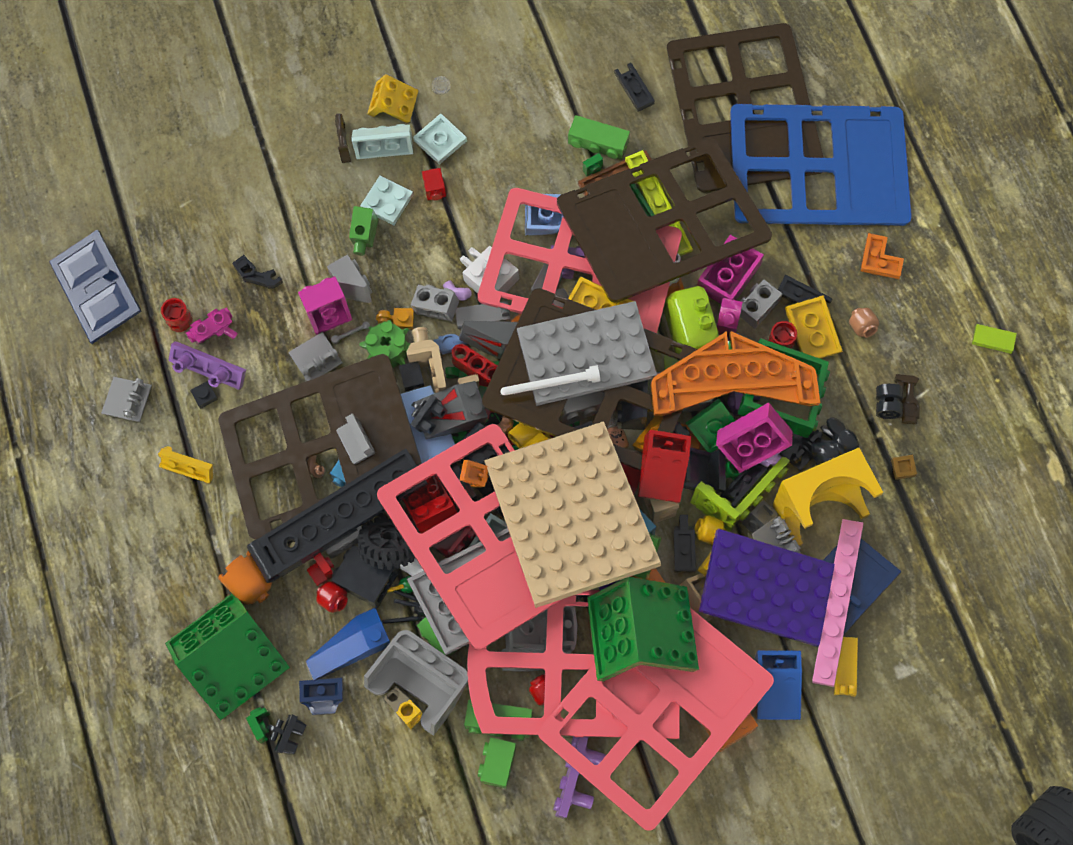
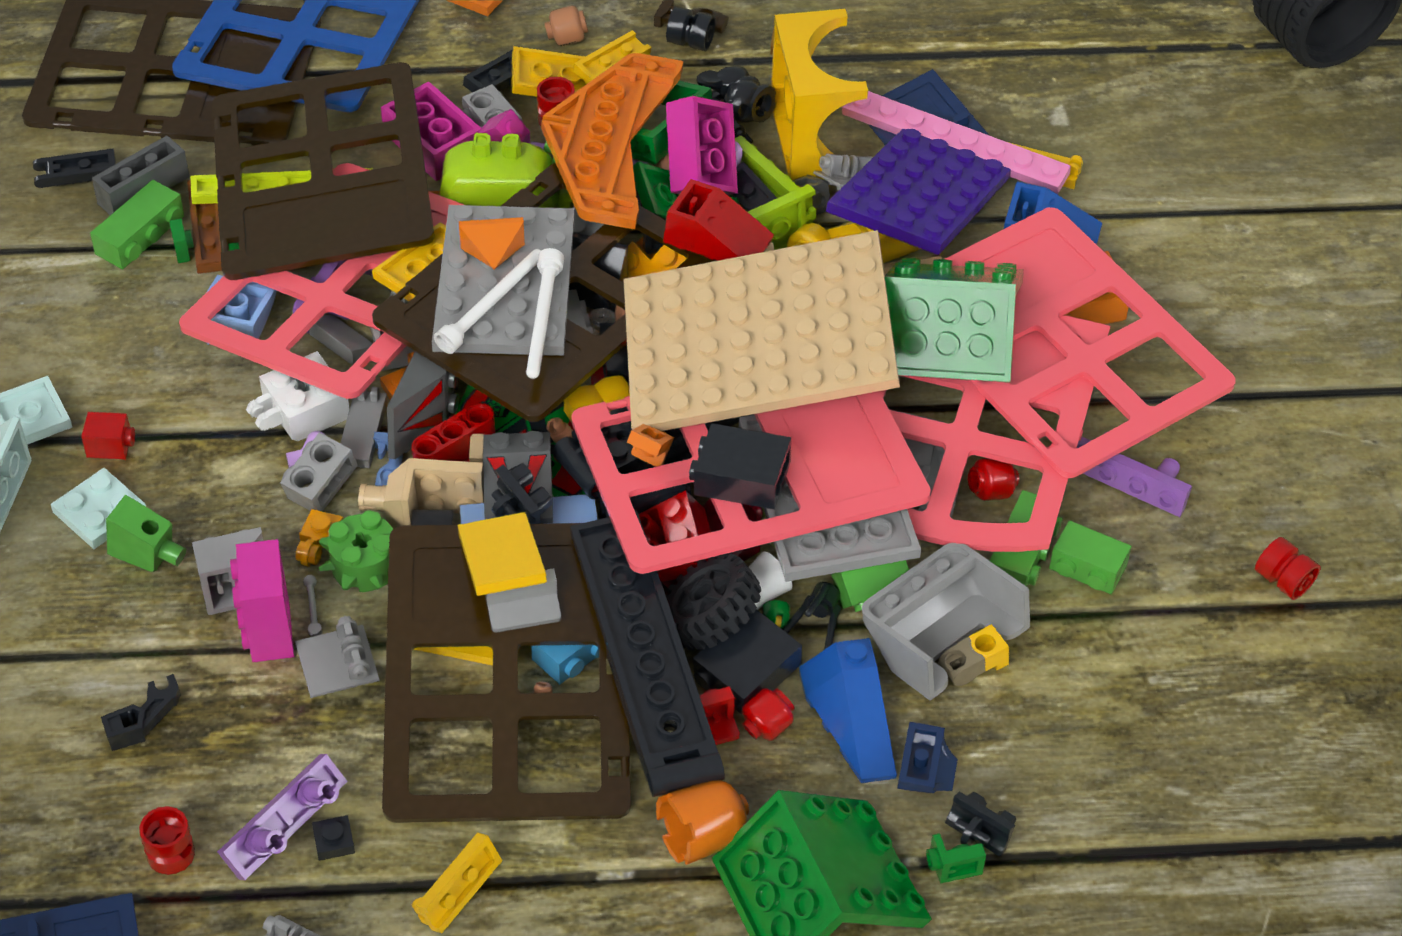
camera: 80 degrees left, 20 degrees down
(216, 323) = (214, 791): dark pink brick -> none
(373, 416) = (501, 554): none -> yellow tile
(463, 530) = (741, 466): none -> black brick
(519, 337) = (451, 336): none -> white piece
(600, 336) = (492, 239): none -> orange slope
(641, 127) = (159, 161): none -> dark grey brick
(840, 359) = (603, 58): none -> yellow hinge

